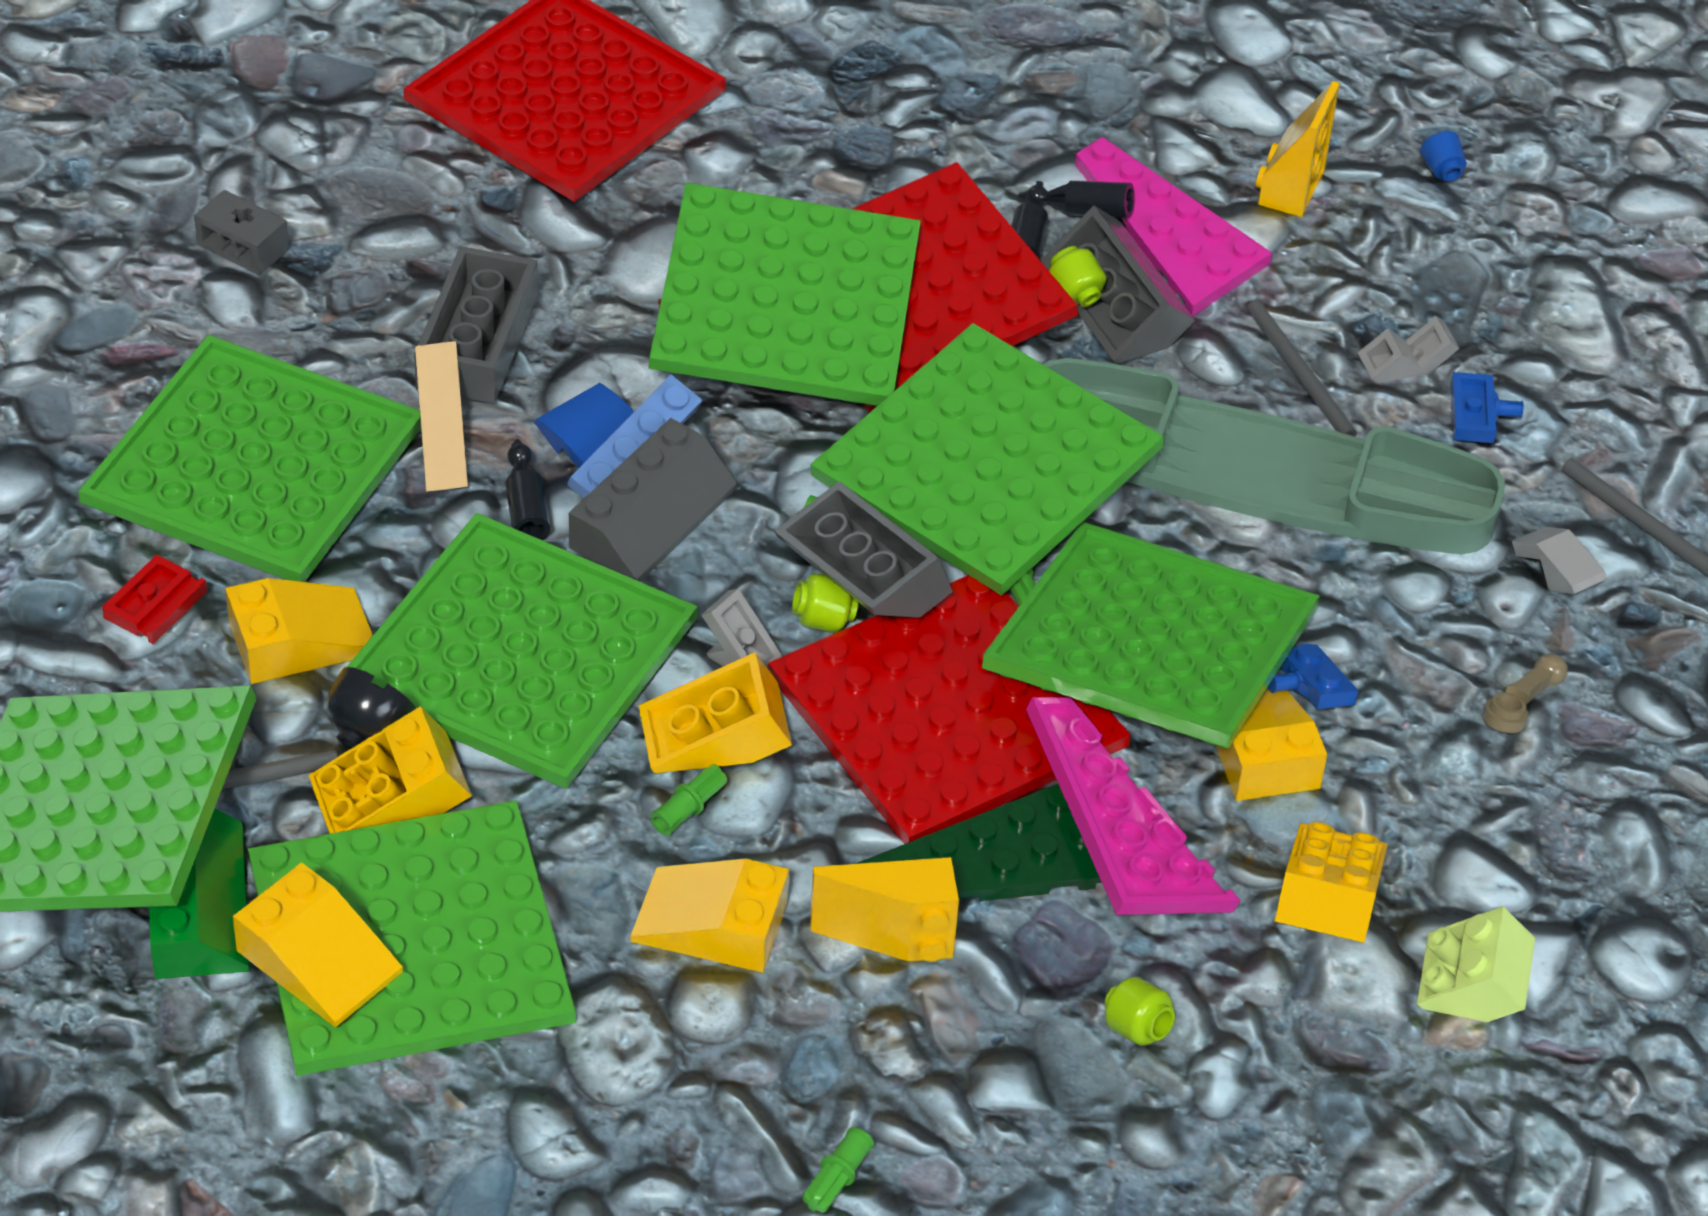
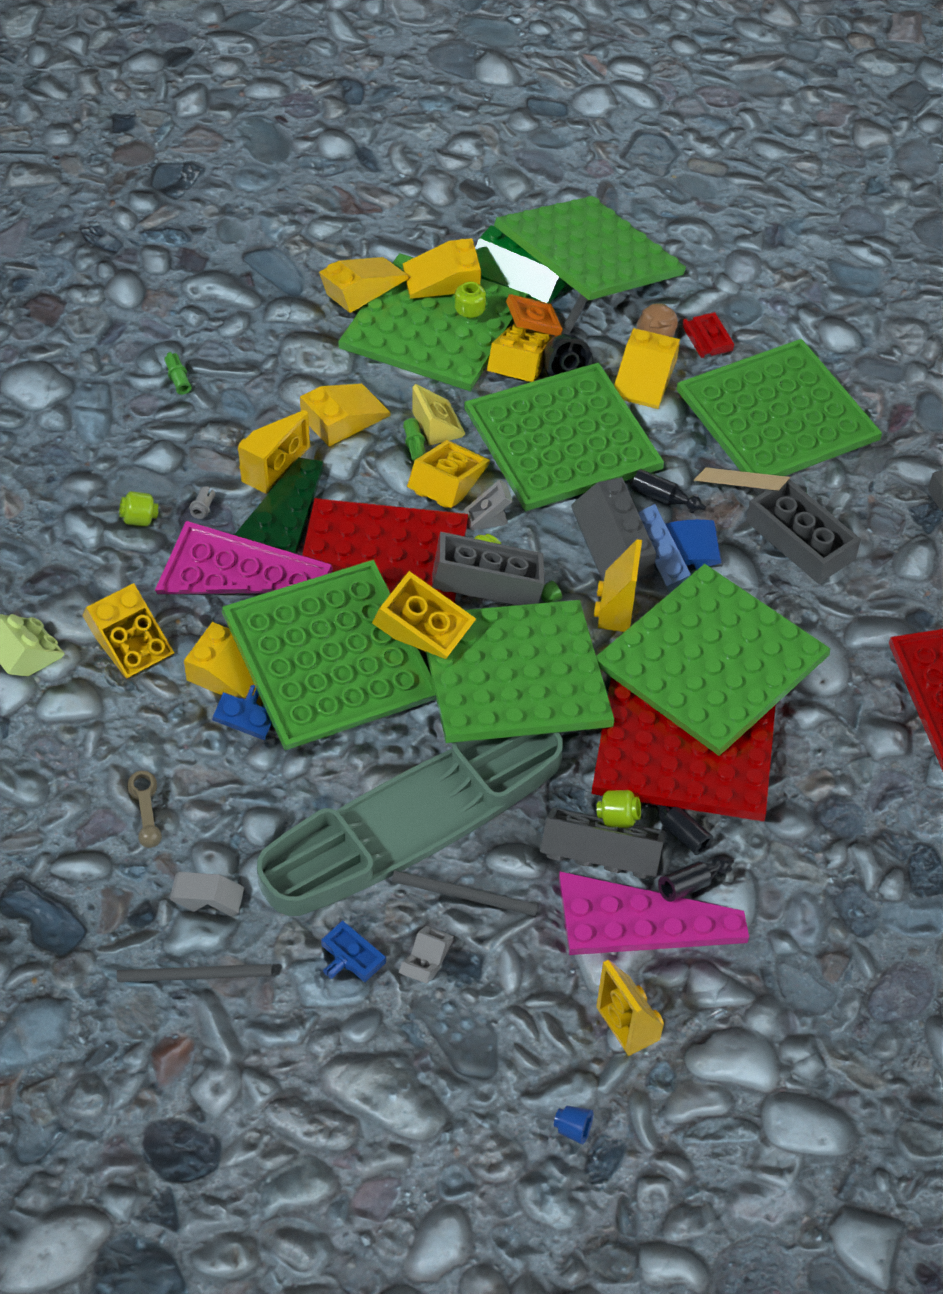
camera: 130 degrees right, 5 degrees up
(184, 659) = (658, 319): none -> medium nougat hair
(306, 796) = (534, 315): none -> orange tile
(366, 859) = (470, 300): none -> lime head
(422, 1045) = (360, 280): none -> yellow slope
(624, 798) = (435, 416): none -> light yellow slope
(765, 413) = (618, 591): none -> yellow slope
(1028, 548) = (423, 617): none -> yellow slope
(1047, 955) = (200, 507): none -> light grey pin

